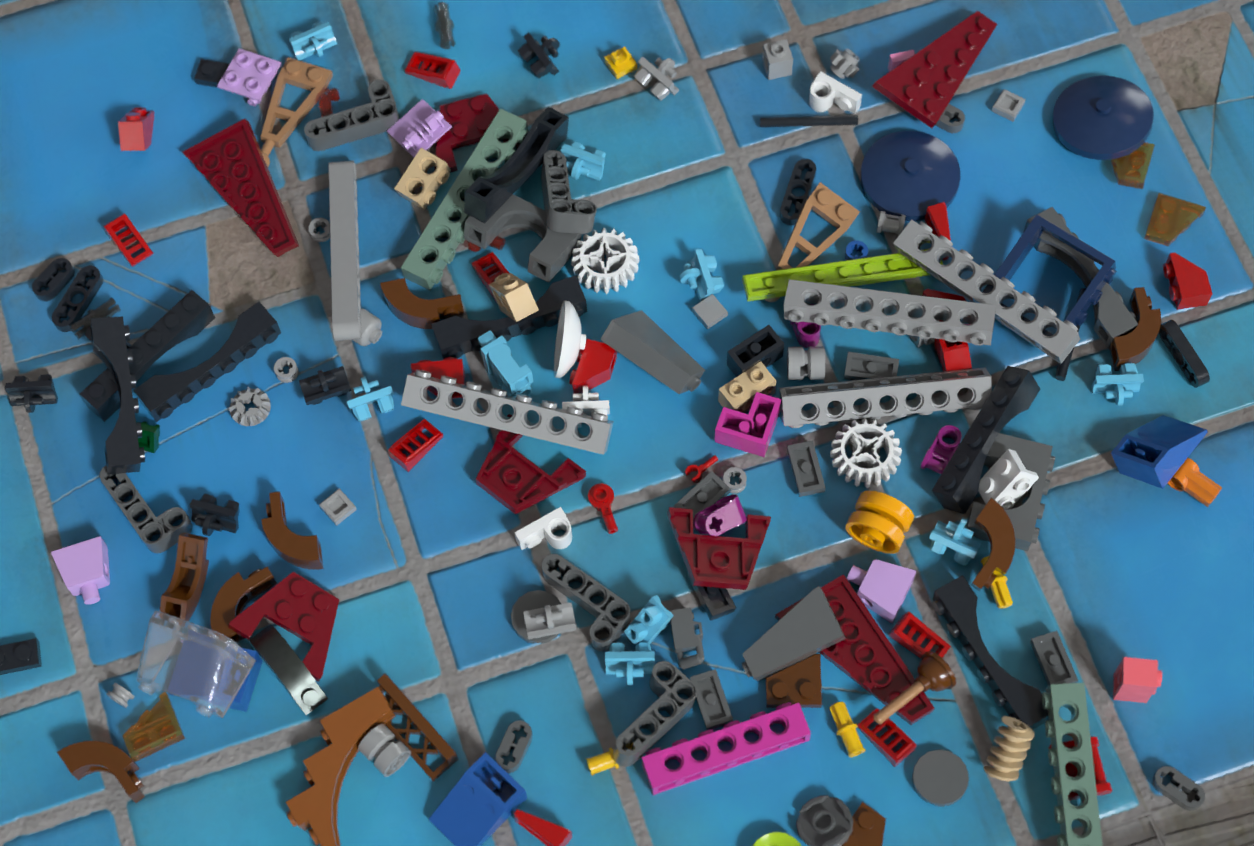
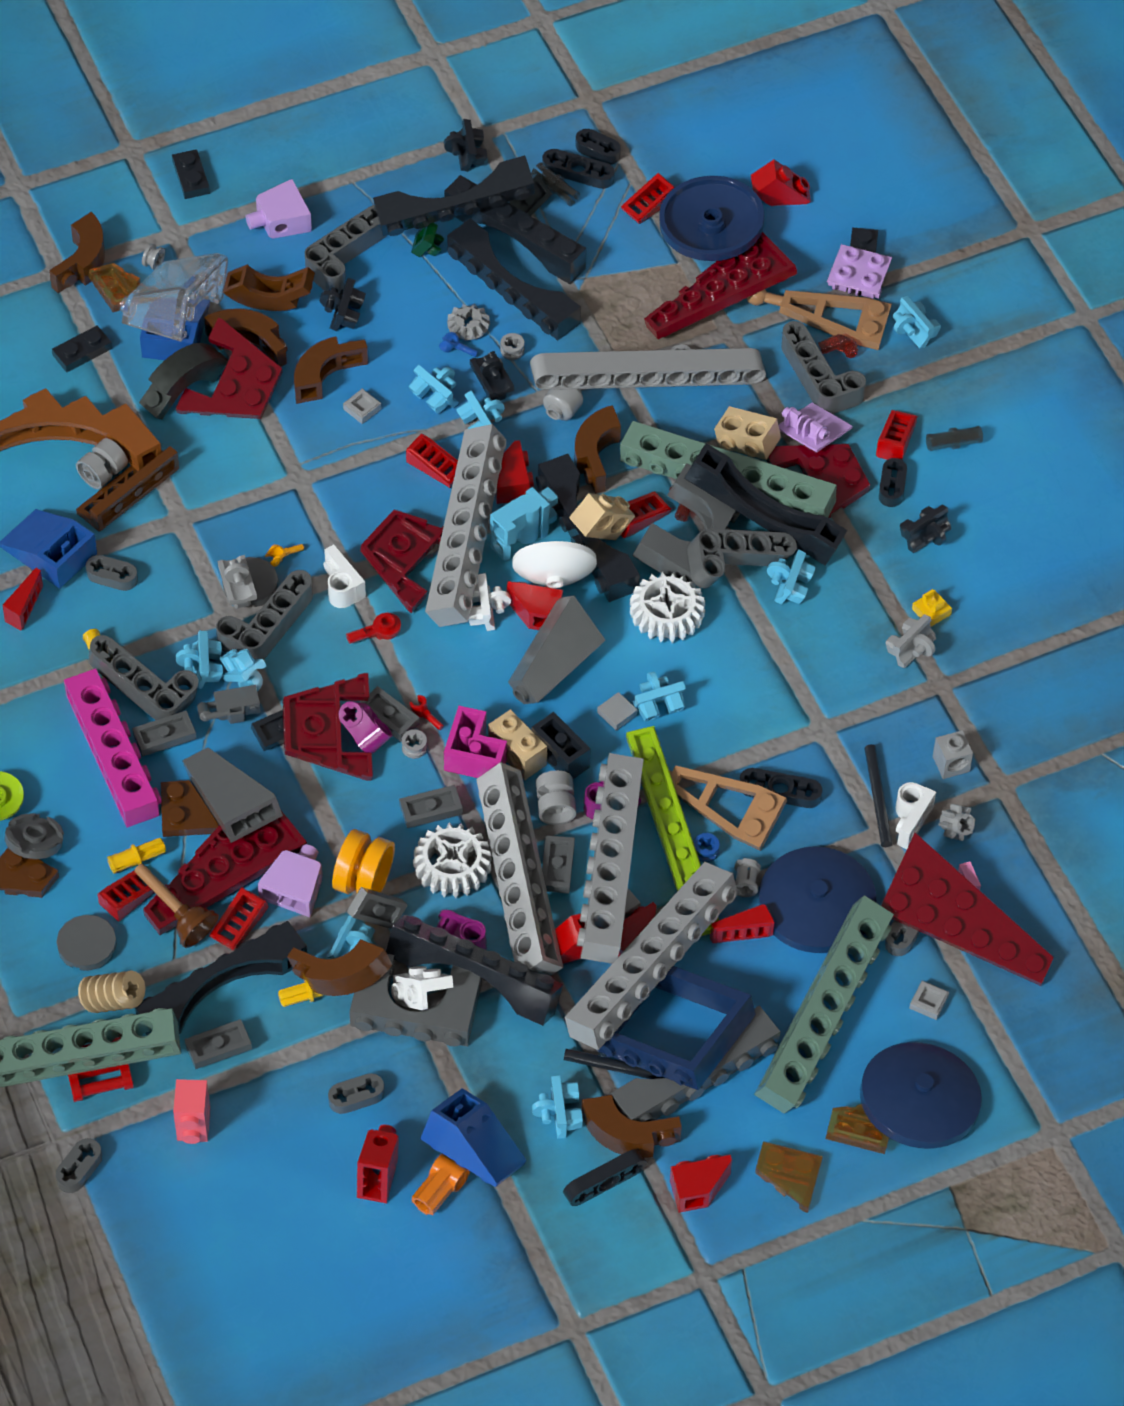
camera: 80 degrees right, 10 degrees down
(168, 186) = (711, 218): none -> dark blue dish
(226, 771) = (82, 348): none -> black plate
(275, 420) = (451, 341): none -> blue hand
(340, 432) = (425, 381): none -> medium azure hips
(484, 77) = (888, 481): none -> black beam
(509, 587) = (279, 553): none -> light orange hand
(924, 514) = (376, 907): none -> dark grey plate
(1022, 174) = (775, 1086): none -> sand green brick
(1095, 549) = (356, 1093): none -> dark grey beam
(1179, 526) = (380, 1153): none -> red torso

